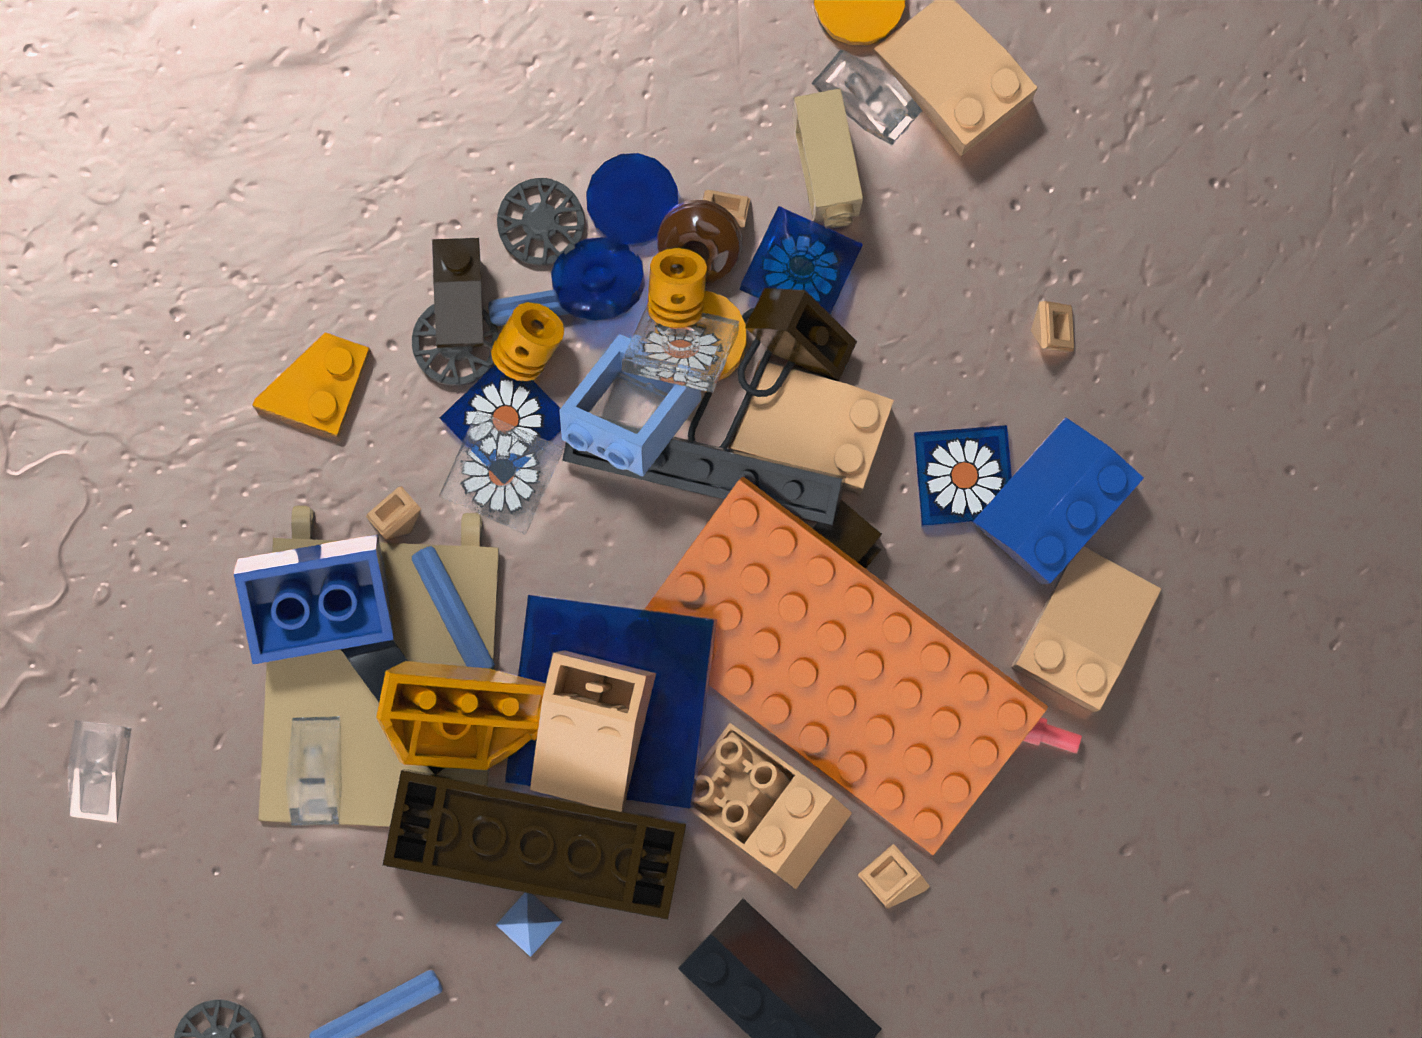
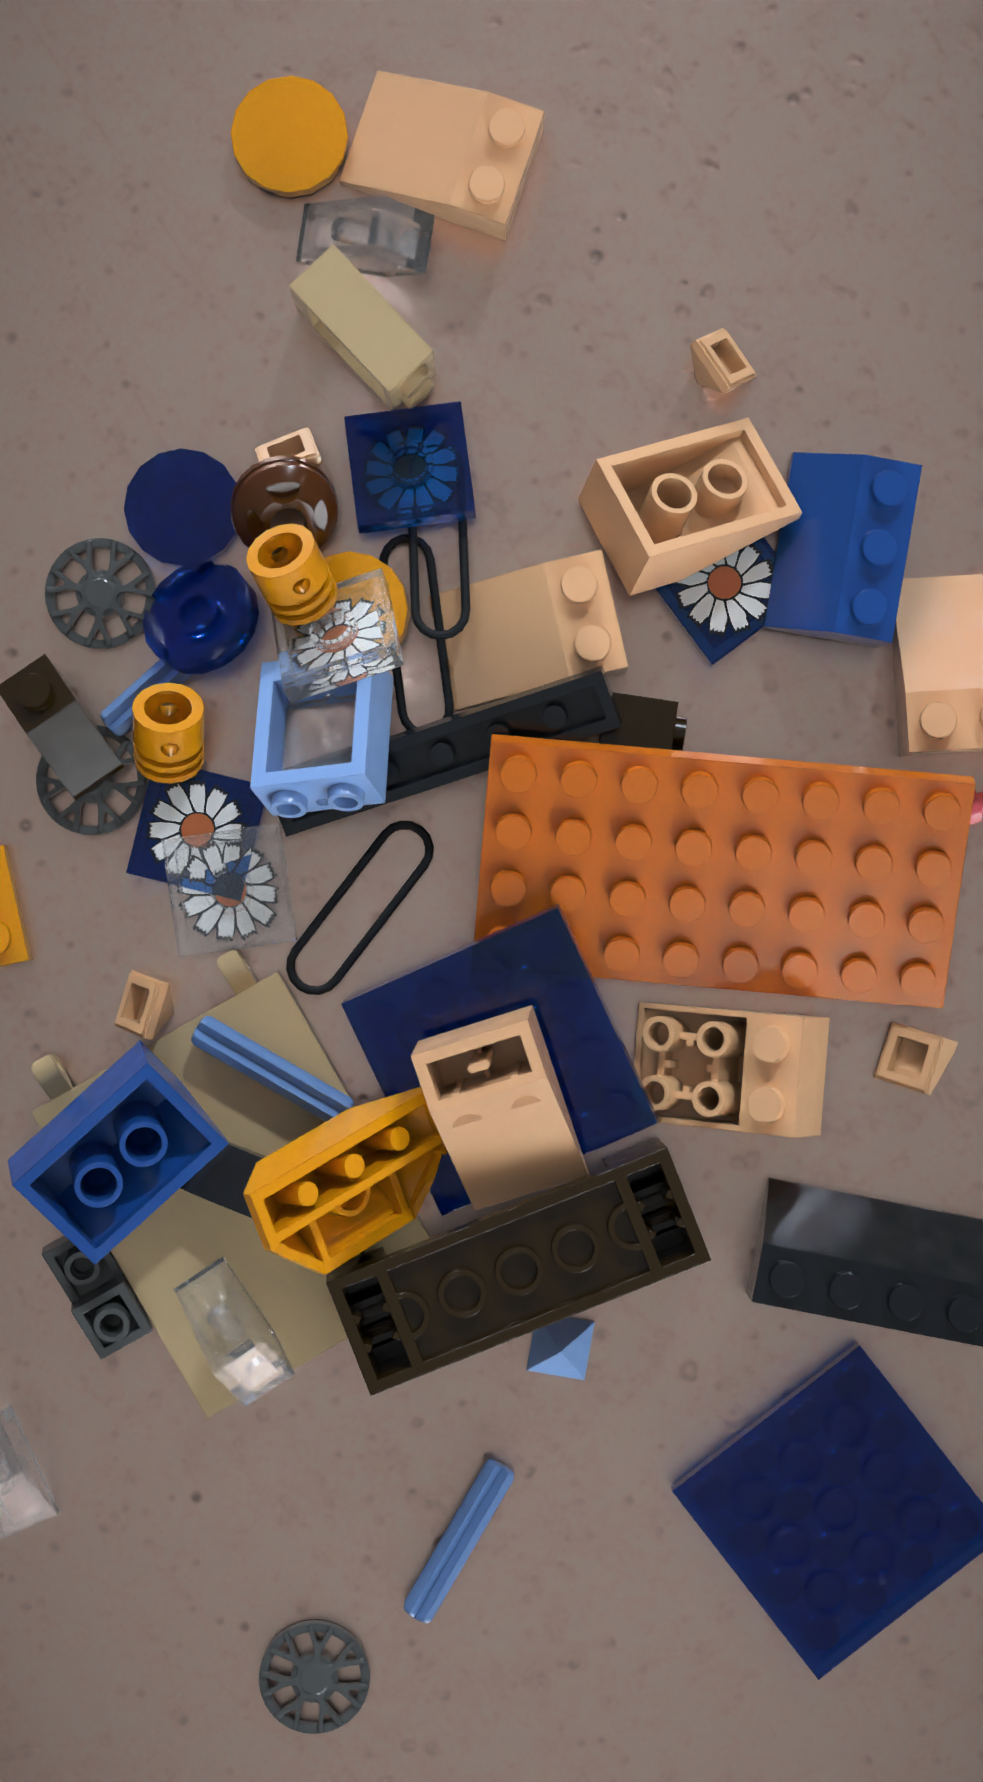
camera: 30 degrees left, 5 degrees up
(239, 690) = (99, 1297): none -> dark grey slope
(532, 579) = (378, 924): none -> black piece
(801, 331) = (455, 537): dark brown slope -> none
(970, 405) = (685, 503): none -> light nougat slope

